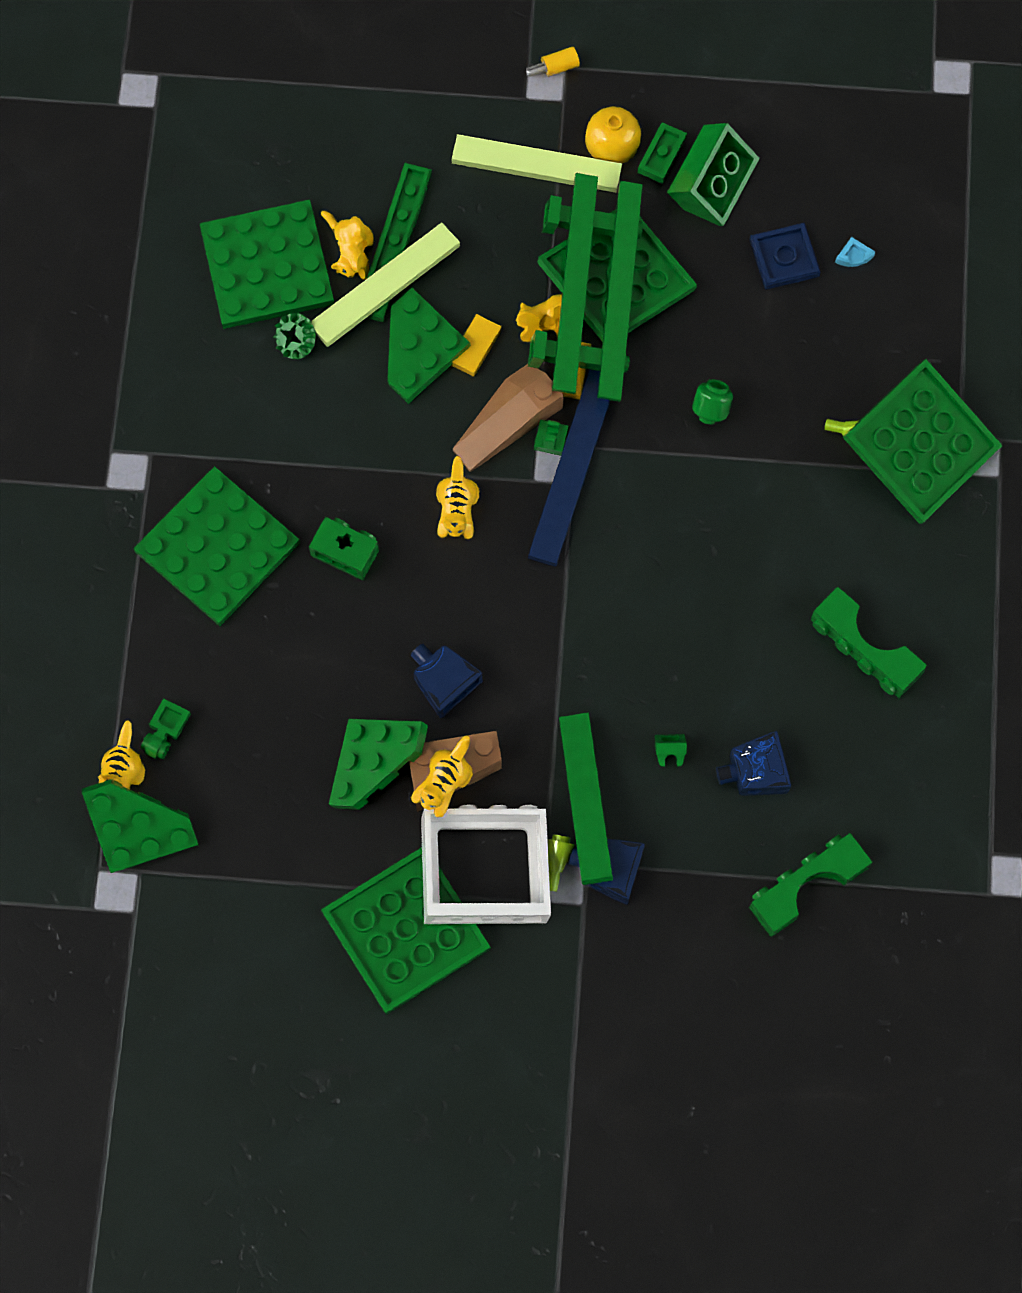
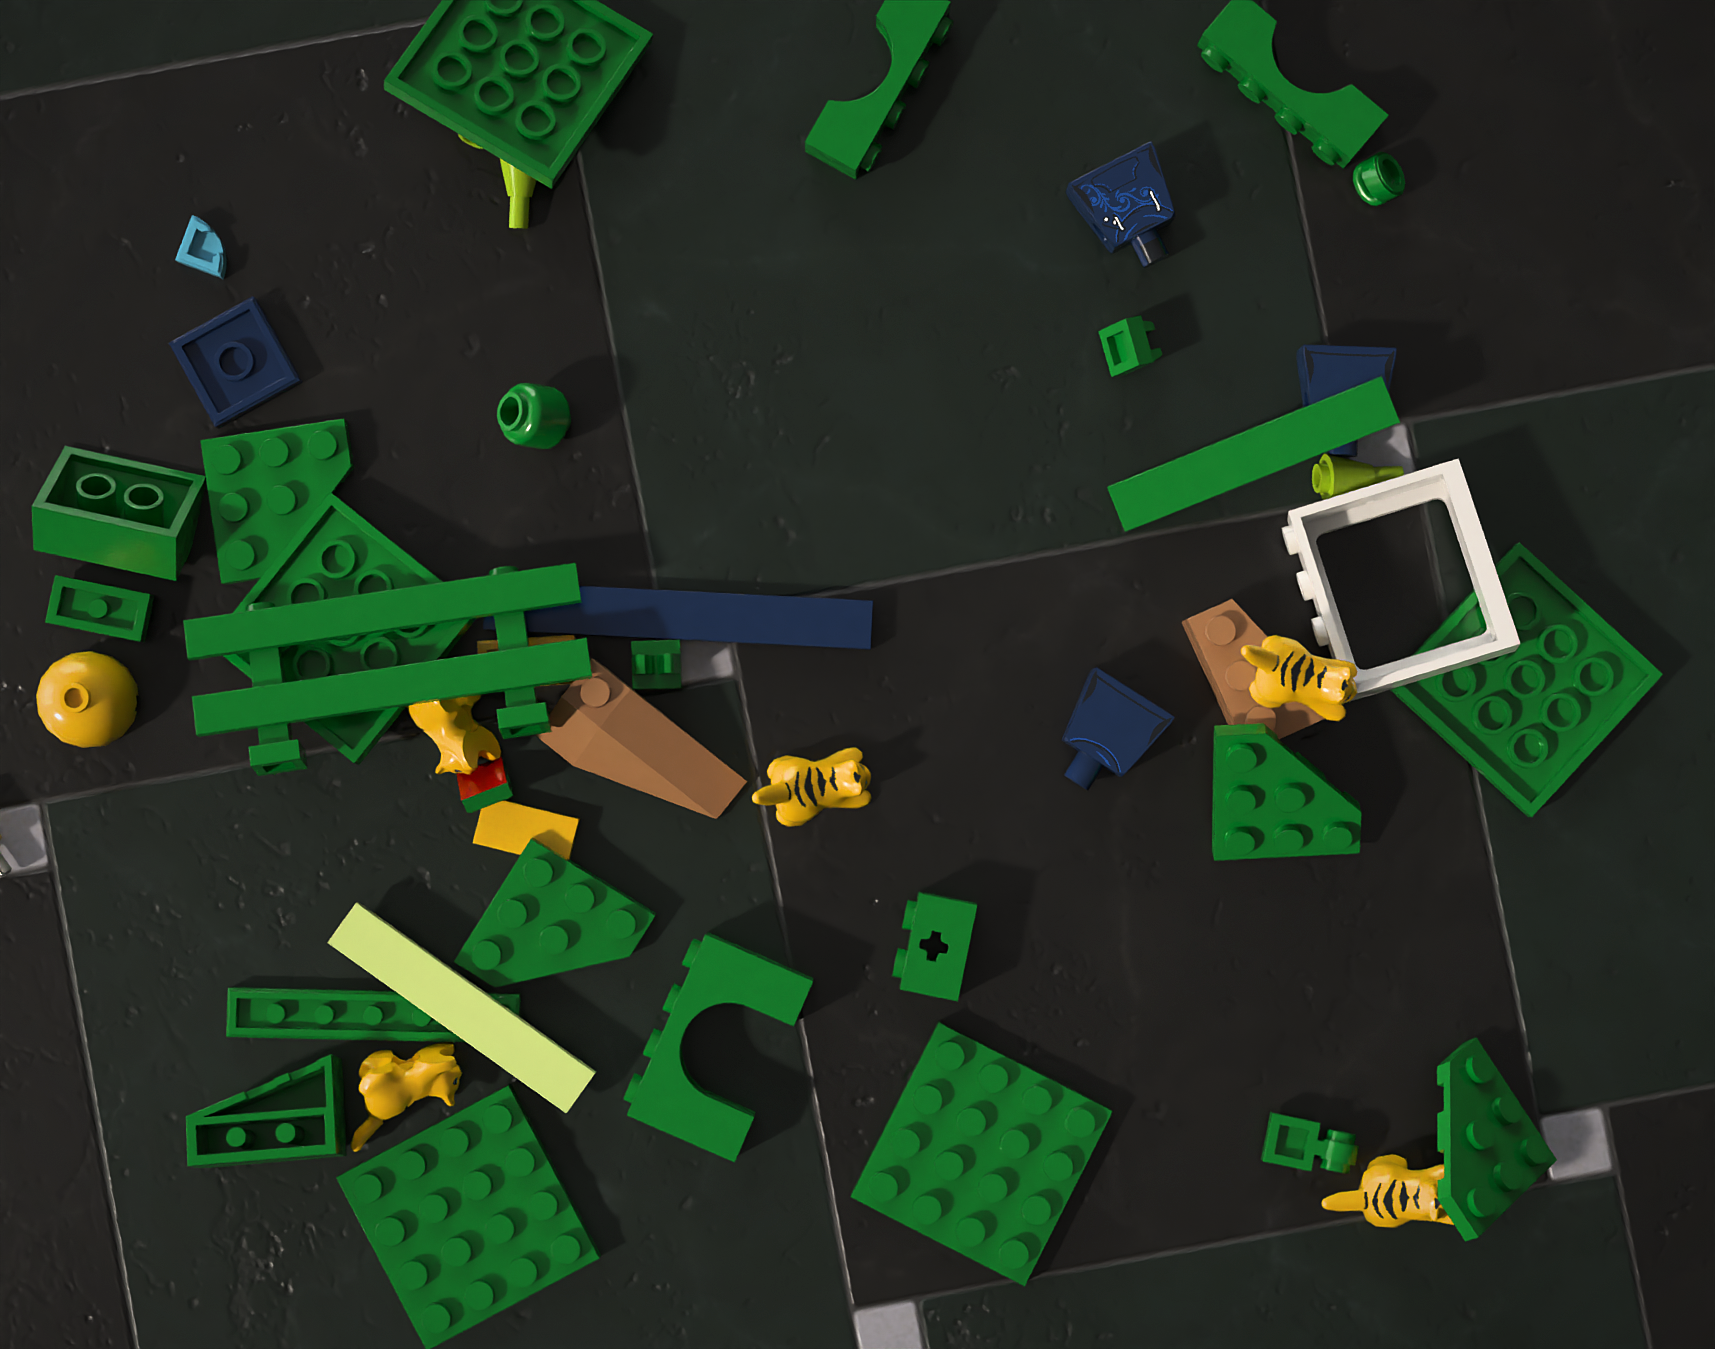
camera: 105 degrees left, 15 degrees up
(304, 331) = (584, 1116): green gear -> none
(304, 382) = (667, 1092): none -> green arch
(350, 173) = (277, 1122): none -> green wedge
(506, 326) = (485, 785): none -> tile
(533, 162) = (170, 815): yellowish green tile -> none
(709, 255) = (268, 487): none -> green plate
(737, 924) = (1378, 179): none -> green tile

